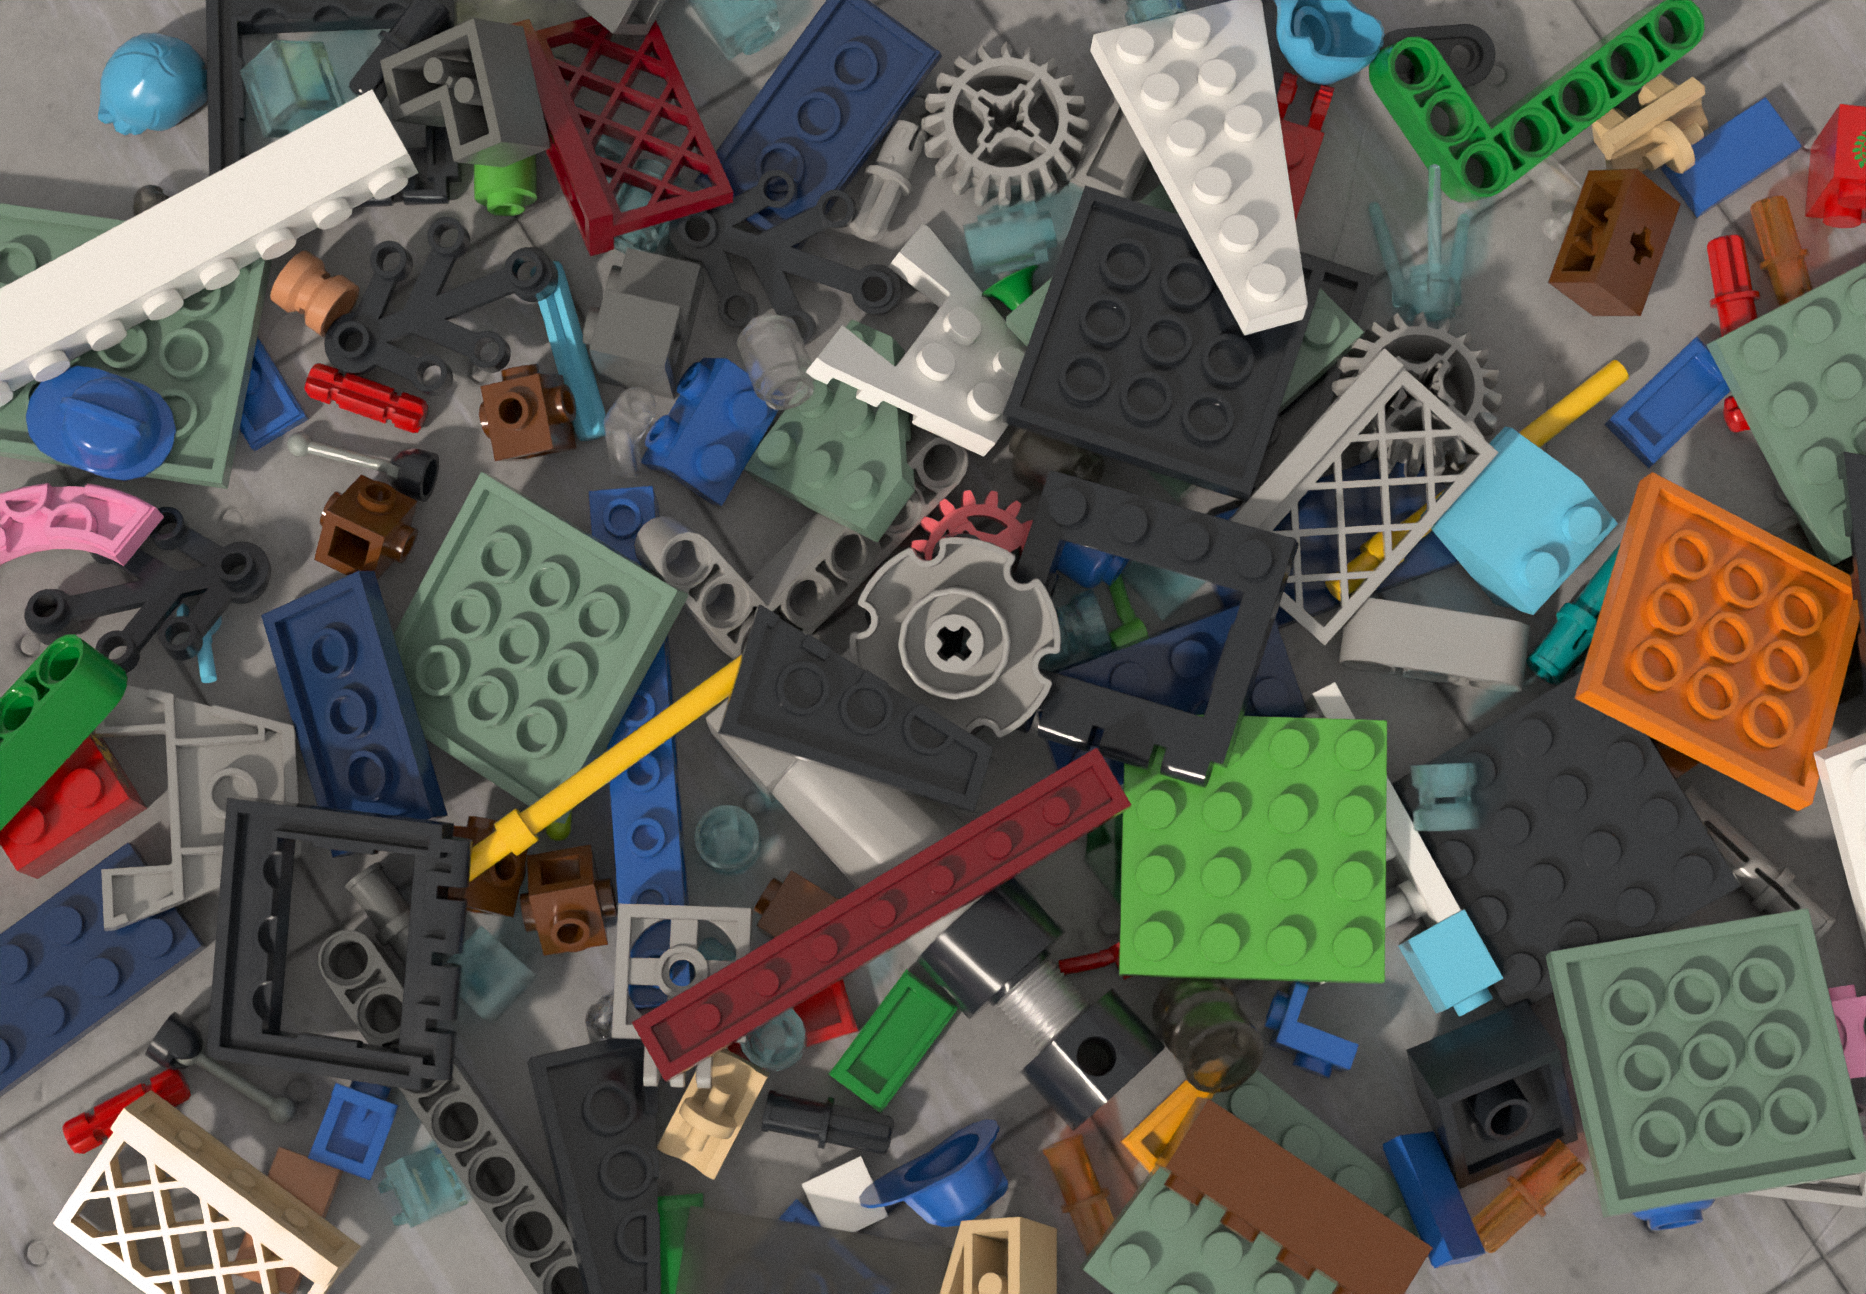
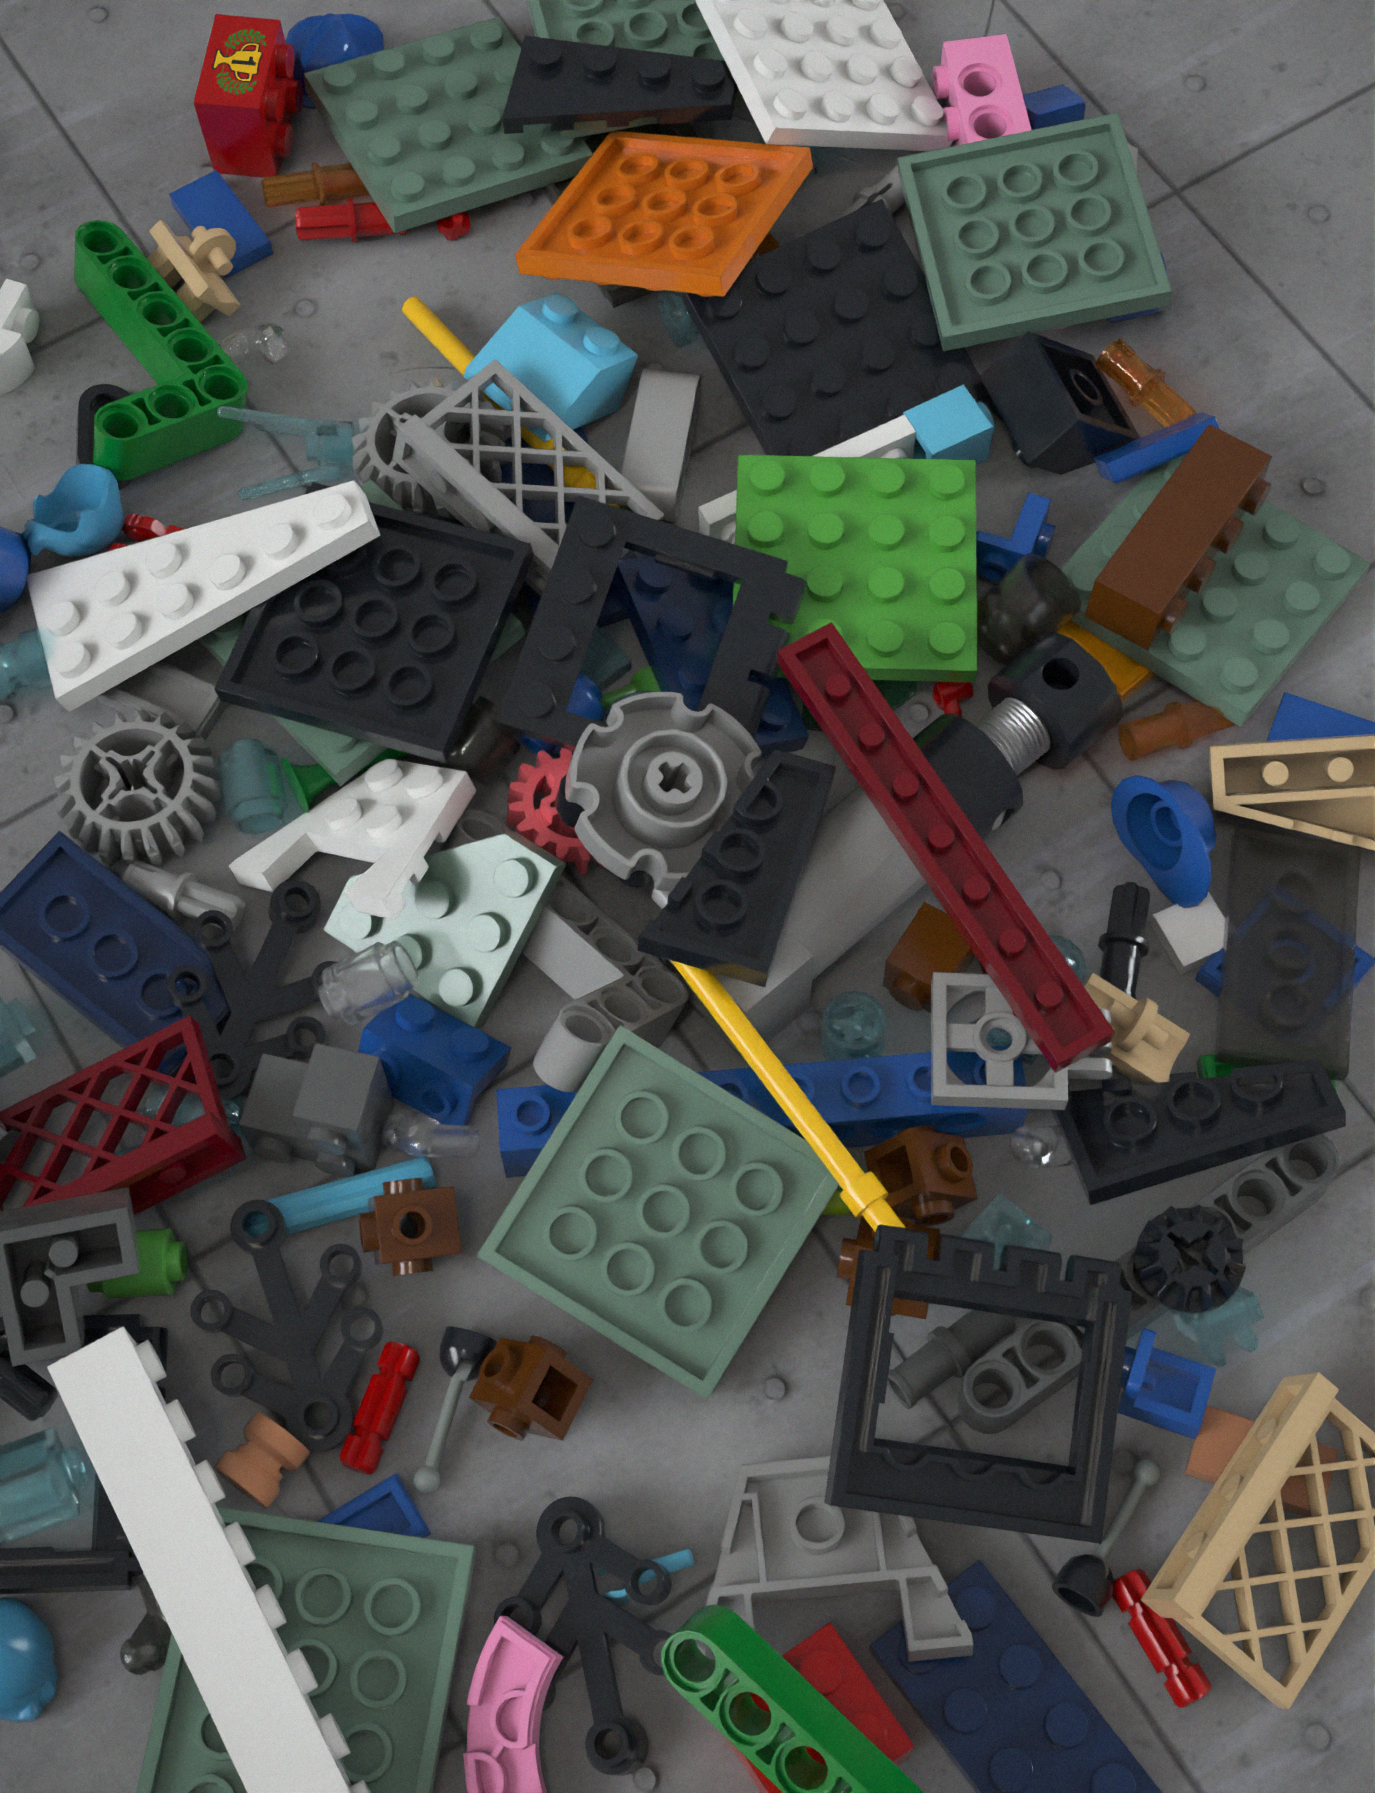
camera: 85 degrees left, 15 degrees down
(101, 423) = (400, 1686): blue piece -> none
(353, 702) = (720, 1396): dark blue plate -> none
(493, 1154) = (1196, 1288): none -> black gear
(893, 1041) = (1055, 895): green tile -> none
(1444, 781) = (806, 415): clear light blue wheel -> none
(1573, 630) = (637, 333): teal pin -> none
(1614, 242) = (296, 296): reddish brown brick -> none
(1670, 403) = (441, 272): blue tile -> none

